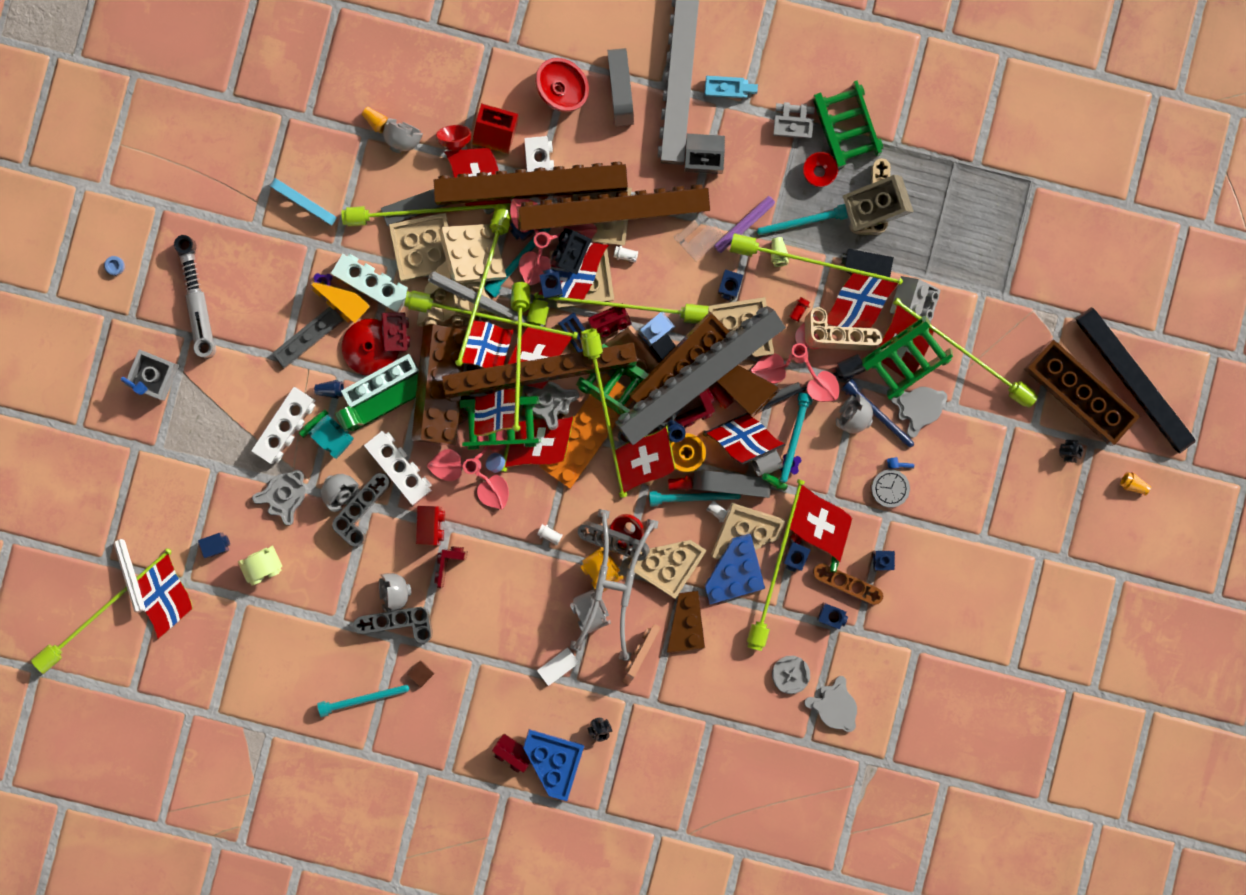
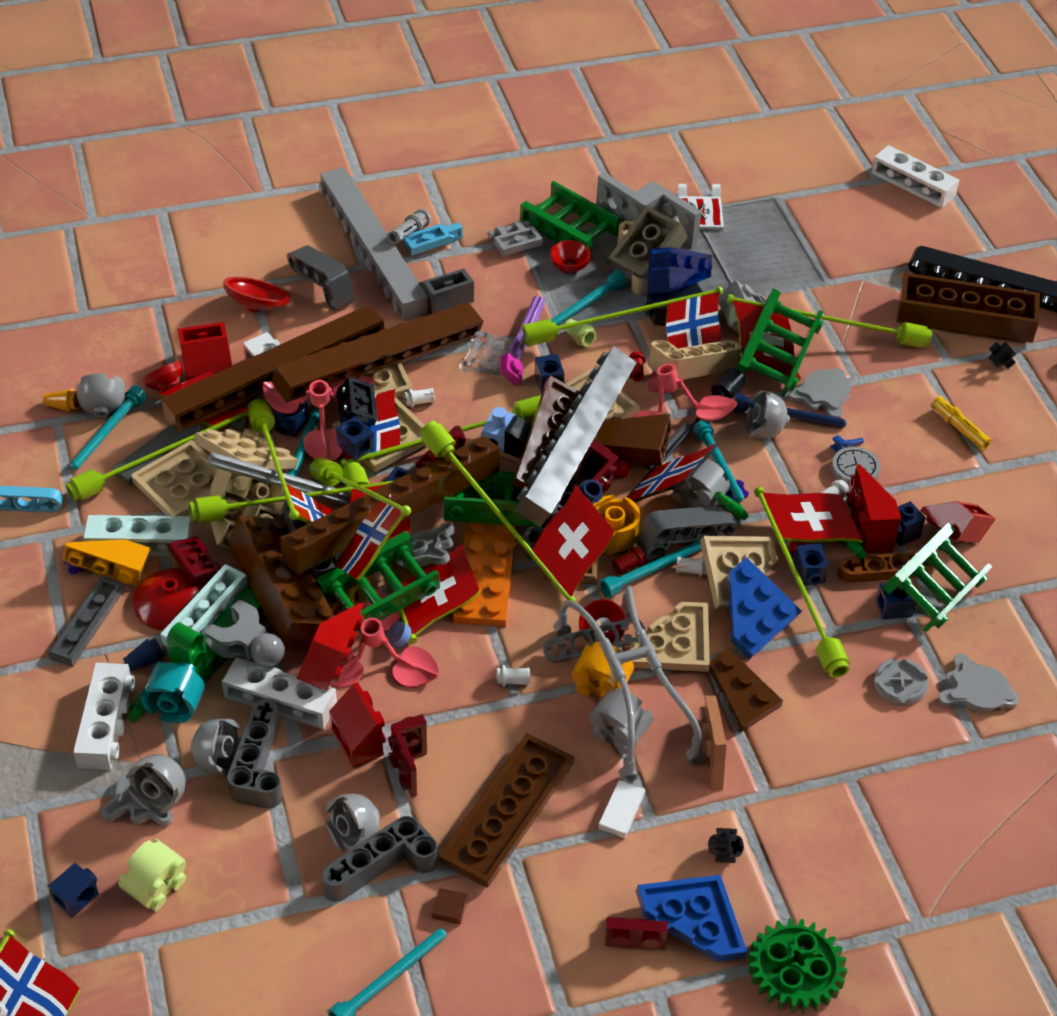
camera: 30 degrees left, 40 degrees down
(290, 504) = (156, 782): none -> light grey cylinder
(393, 424) = (245, 638): none -> light grey piece
(425, 144) = (133, 397): none -> teal piece
(433, 471) = (331, 648): none -> red slope
(489, 629) = (506, 810): none -> reddish brown plate
(586, 842) = (797, 965): none -> green gear
(706, 264) = (511, 369): none -> dark pink plate
(719, 68) = (411, 224): none -> light grey pin
(856, 504) = (838, 487): none -> white pin
(858, 604) = (916, 568): none -> green fence
(863, 548) = (873, 512): none -> red slope
(883, 241) = (676, 268): none -> clear blue wedge
(908, 156) = (629, 204): none -> light grey bracket
(917, 580) = (967, 519): none -> red slope
(959, 167) = (710, 207): none -> white flag
(991, 469) = (953, 416): none -> yellow pin
(1154, 235) = (915, 176): none -> white brick

